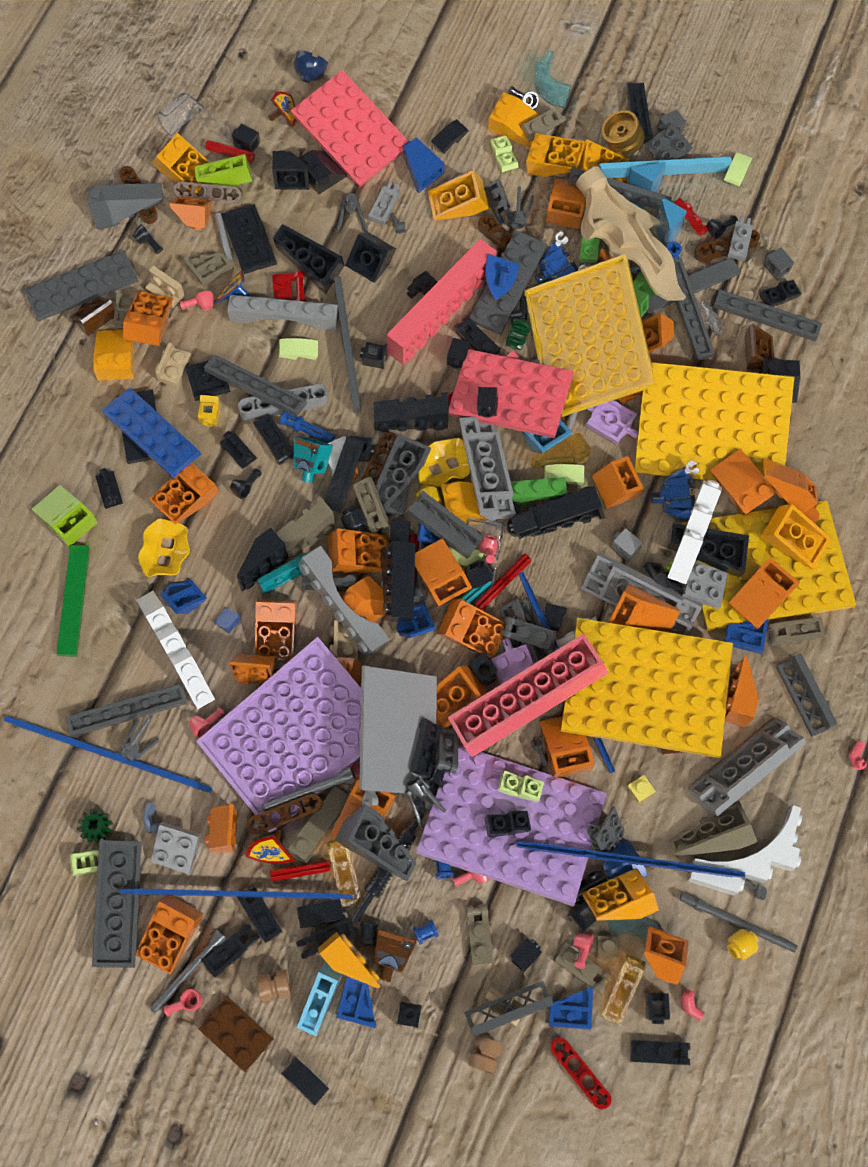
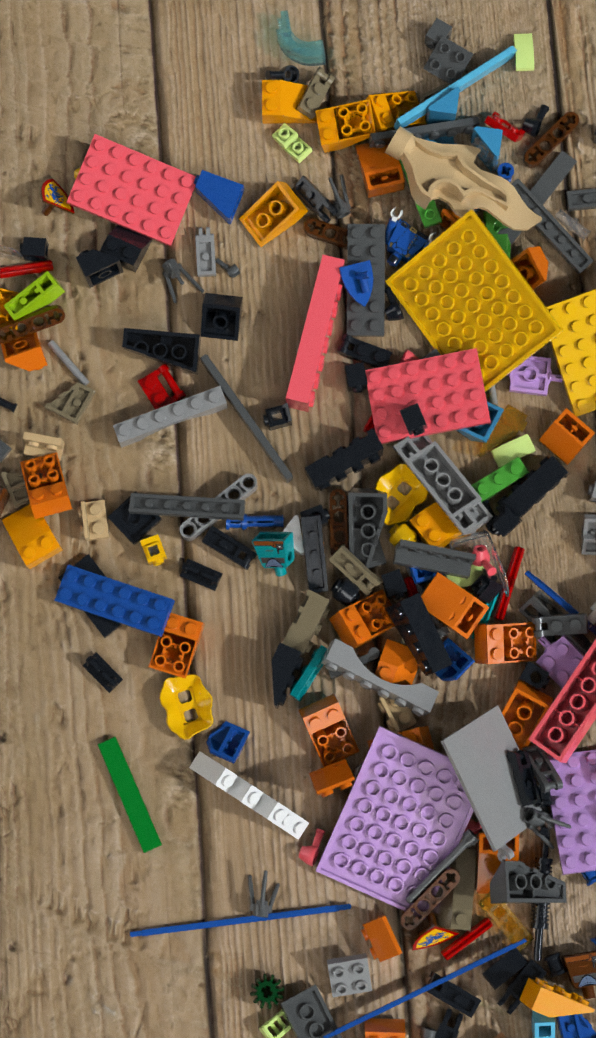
camera: 20 degrees left, 10 degrees up
(65, 515) = (76, 718): lime slope -> none
(126, 710) = (236, 873): dark grey plate -> none
(150, 826) = (309, 960): sand blue arm -> none
(203, 299) = (87, 440): coral bar -> none
(227, 620) = (280, 743): blue slope -> none
(233, 288) = (108, 414): shield -> none
(242, 488) = (225, 610): black bar -> none
(249, 239) = (94, 353): black tile -> none
(296, 347) = (202, 445): yellowish green slope -> none
(308, 66) = (56, 141): dark blue cylinder -> none
(422, 283) = (285, 320): black plate -> none
(449, 135) = (230, 149): black slope -> none
(518, 334) = (403, 331): dark green gear -> none
(554, 616) = (572, 595): black window -> none
(623, 132) = (398, 69): pearl gold wheel -> none
(639, 106) = (401, 36): black plate -> none
(740, 239) = (562, 128): light grey hinge -> none

